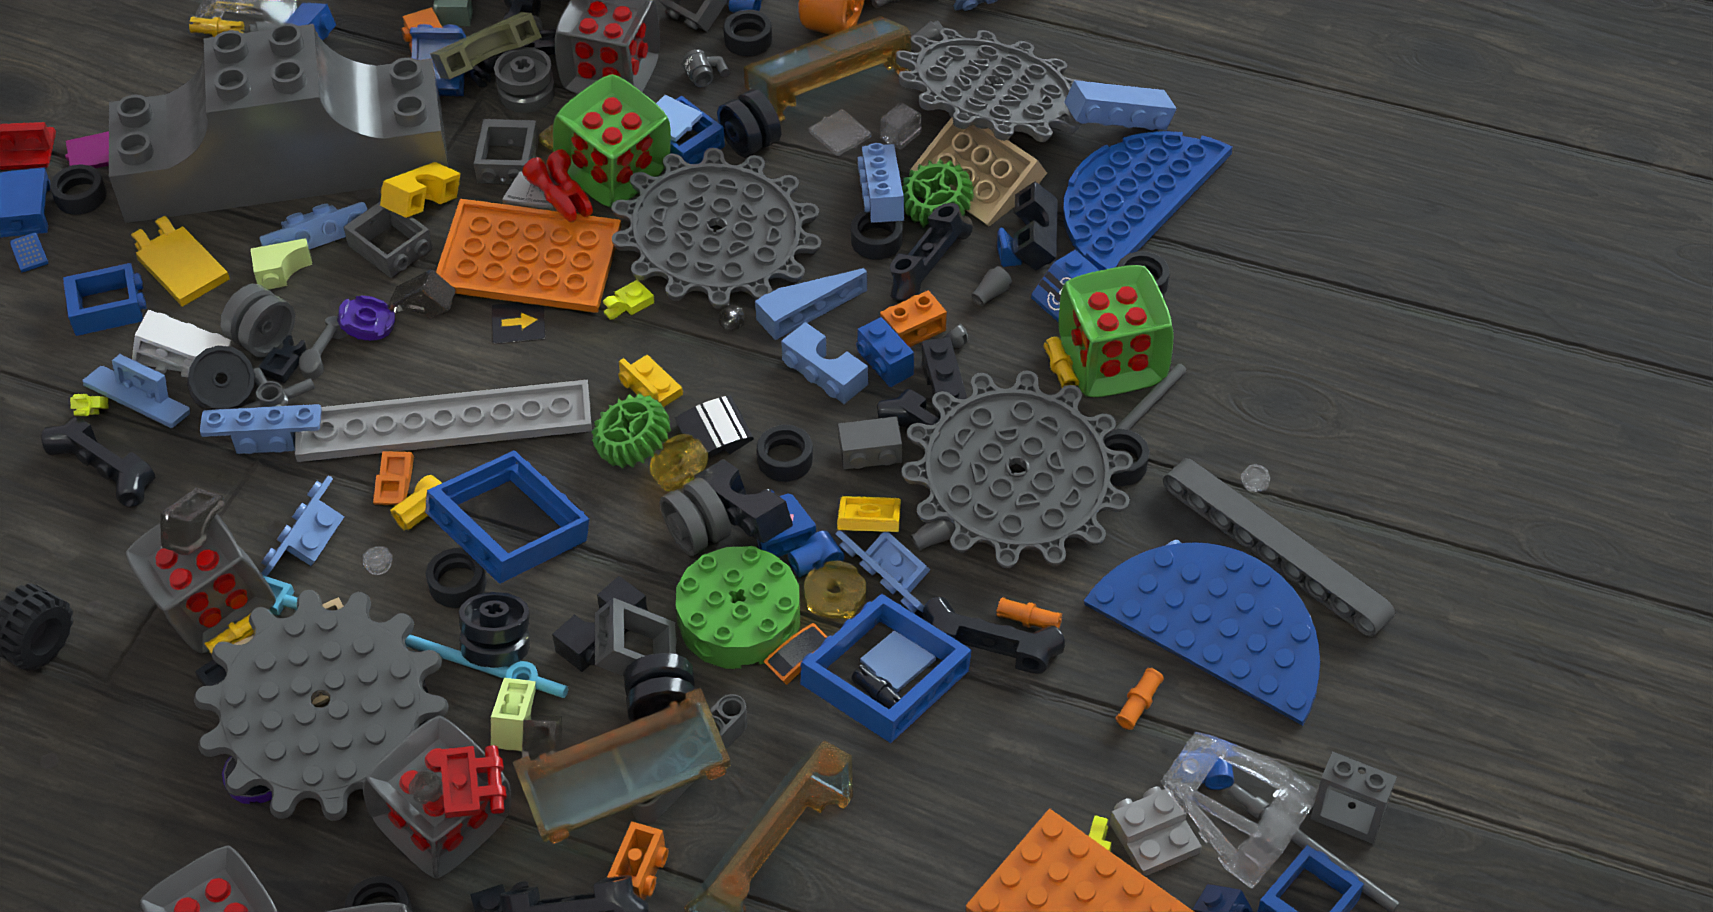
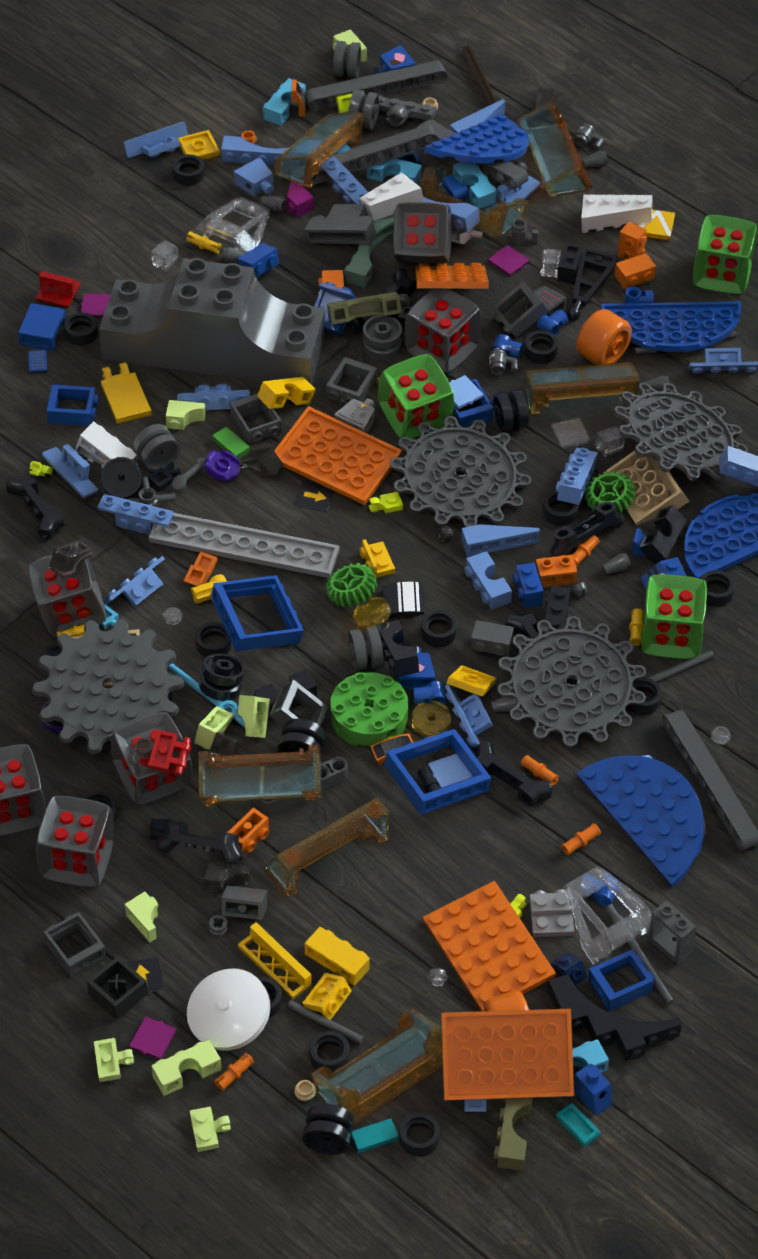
camera: 20 degrees right, 0 degrees up
(166, 57) = (164, 255): none -> clear brick
(364, 282) = (231, 442): none -> bright green tile
(567, 192) = (370, 424): red piece -> none
(569, 670) = (255, 714): none -> yellowish green arch
(710, 43) = (511, 347): none -> blue piece
(937, 279) = (585, 549): none -> orange pin

